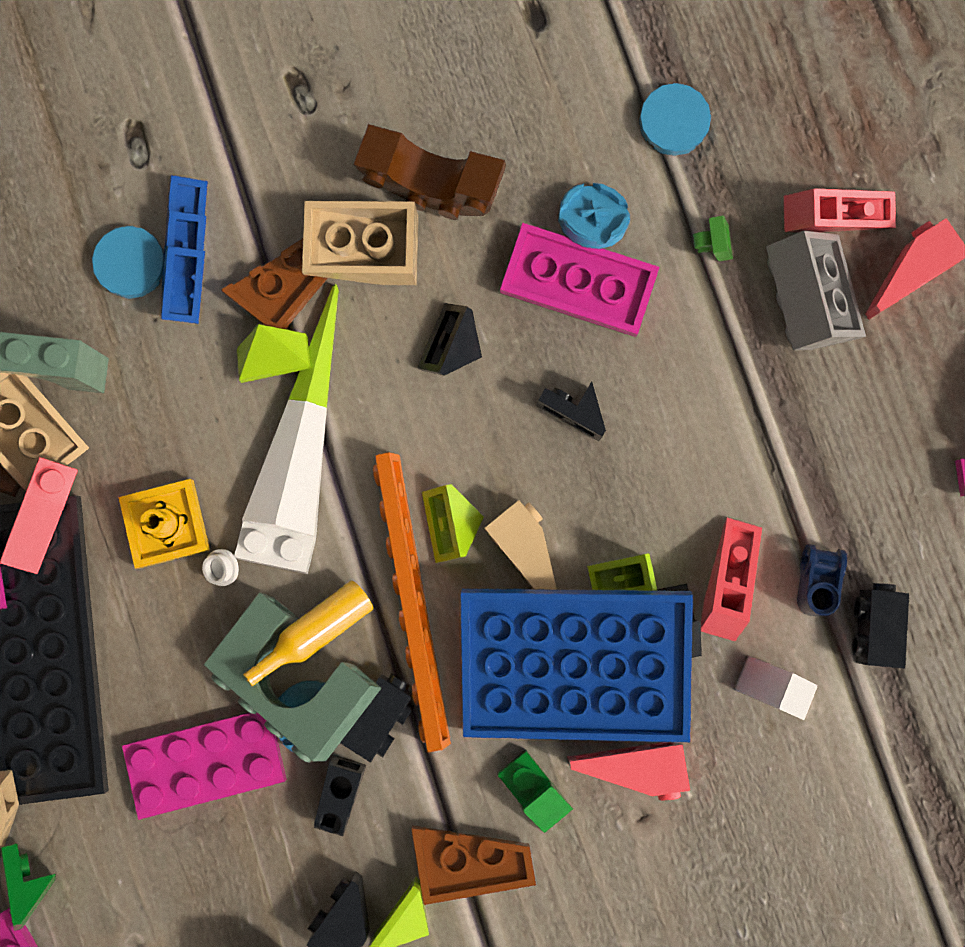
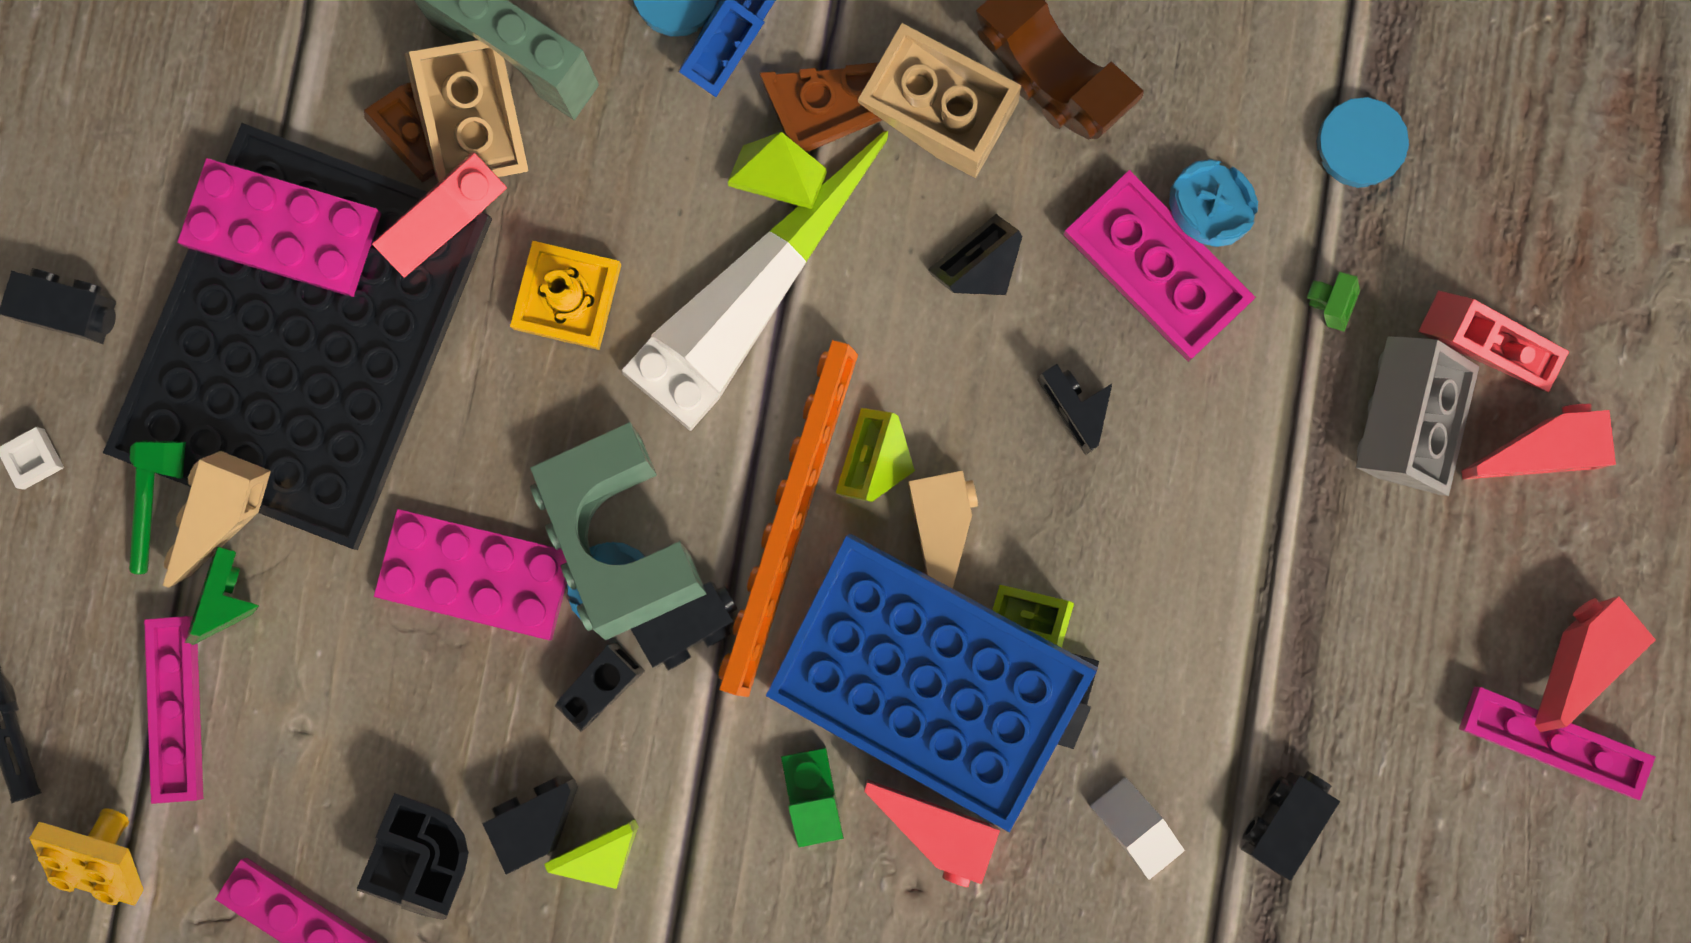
camera: 35 degrees right, 0 degrees up
(220, 567) = (601, 374): white plate -> none
(314, 630) = (668, 494): yellow piece -> none
(468, 865) = (699, 836): dark orange wing -> none
(732, 581) = (1150, 684): coral slope -> none
(821, 577) = (1256, 729): dark blue piece -> none

